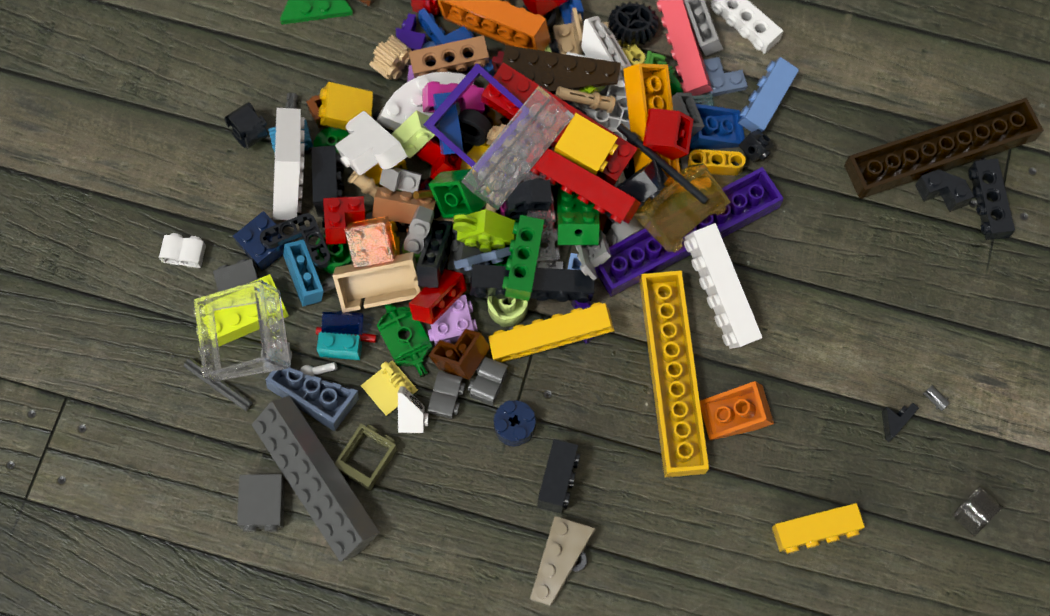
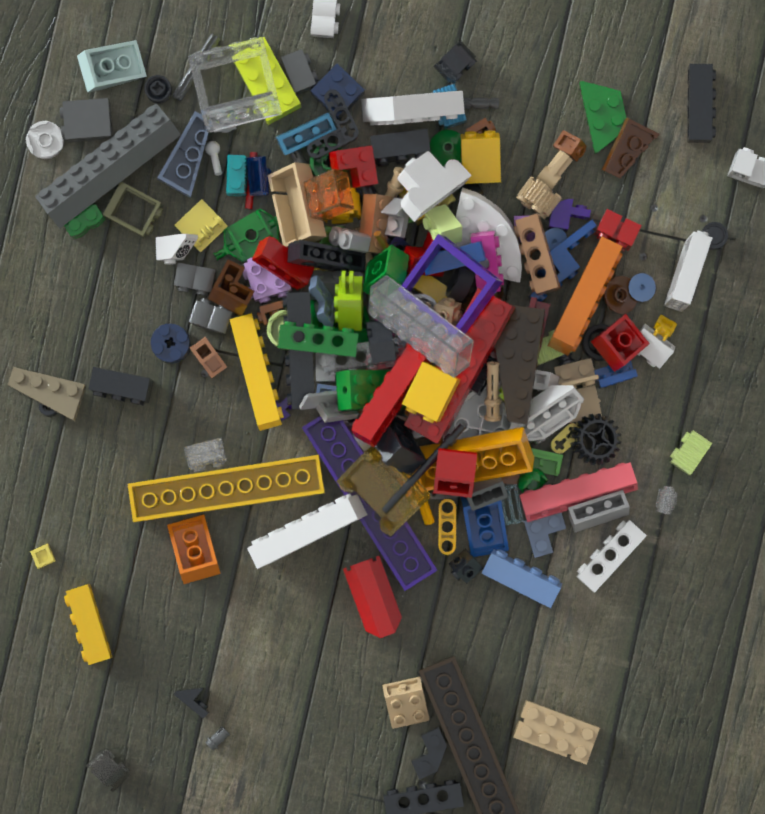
camera: 95 degrees right, 15 degrees up
(204, 473) = (111, 65): none -> light aqua slope
(236, 424) = (158, 89): none -> black wheel
(277, 551) = (45, 140): none -> white tile
(342, 32) = (570, 145): none -> dark orange bracket
(362, 45) = (552, 173): none -> tan piece
(372, 504) = (88, 219): none -> green brick
(484, 319) = (269, 309): none -> dark orange bracket
(531, 384) = (208, 357): none -> nougat brick
(635, 394) = (205, 454): none -> clear brick
(741, 576) = (43, 556): none -> light yellow tile
(789, 231) = (374, 597): none -> red brick
(892, 209) = (405, 702): none -> tan bracket
(919, 74) = (556, 732): none -> tan piece

